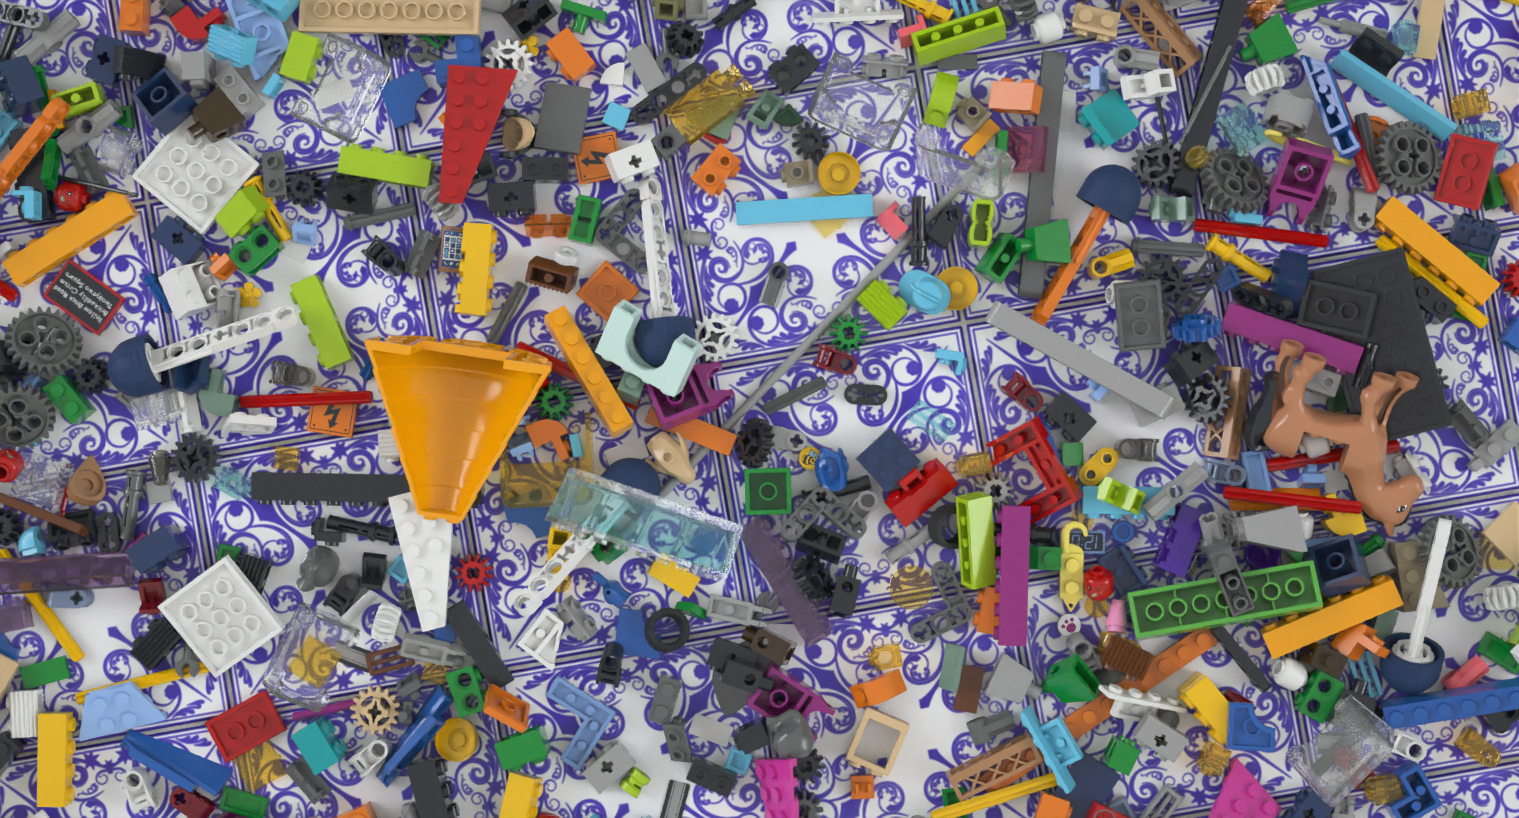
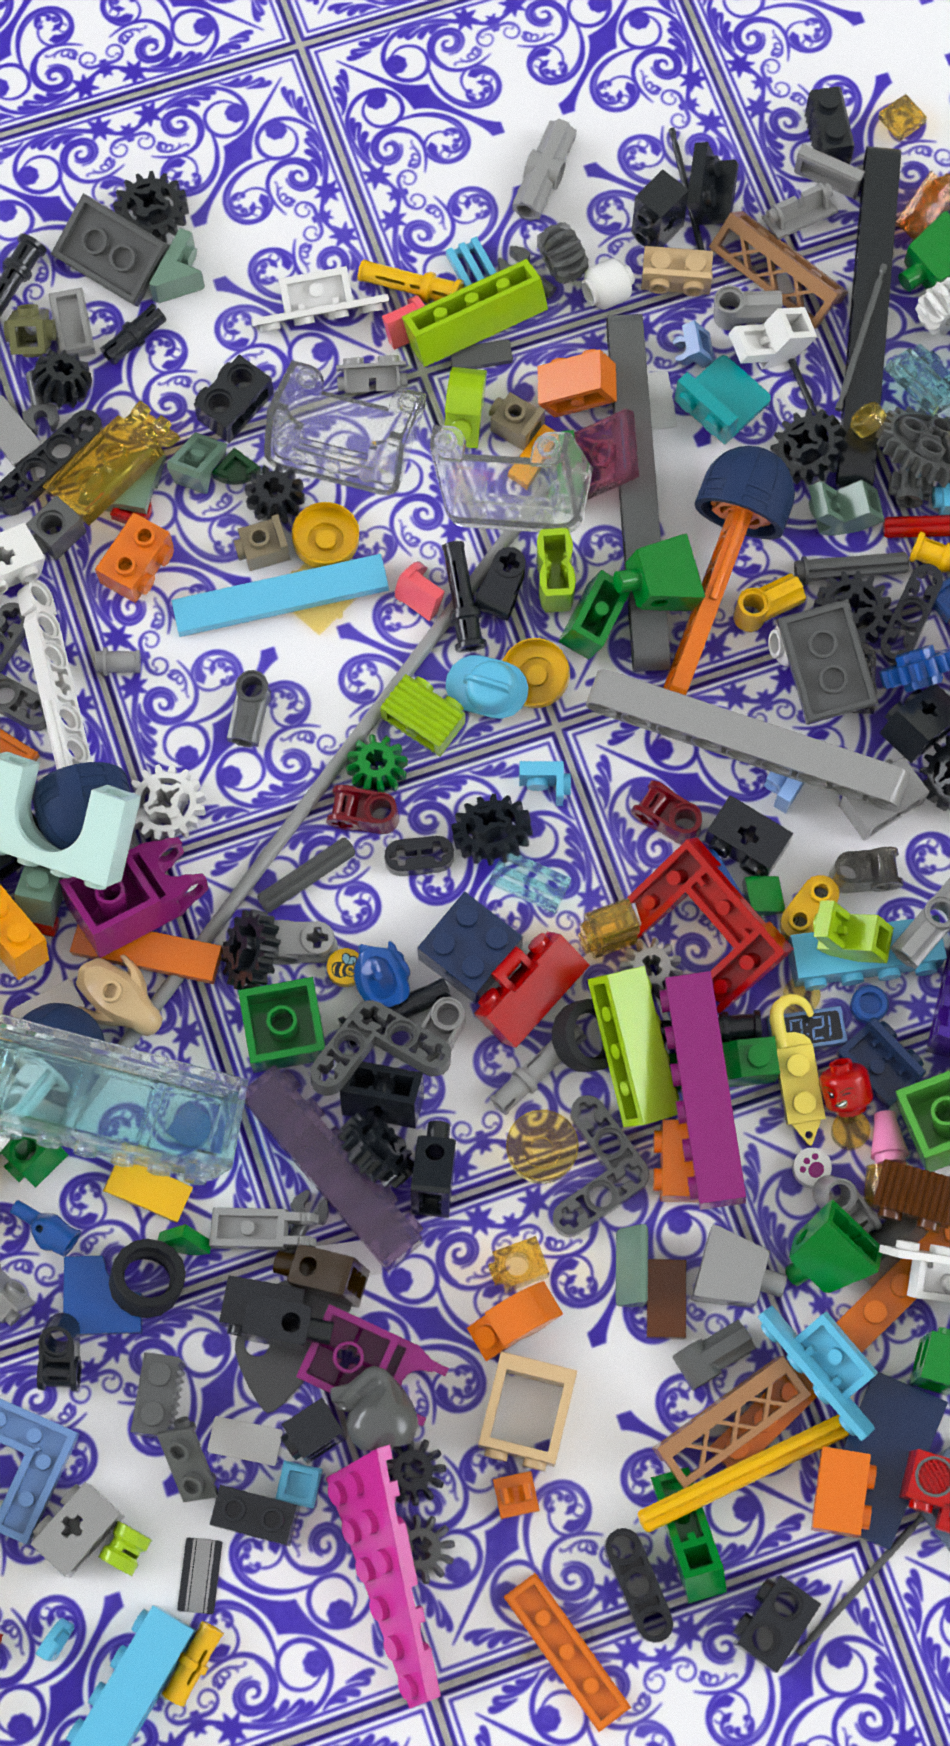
camera: 10 degrees left, 15 degrees down
(913, 388) = (492, 829): none -> black gear

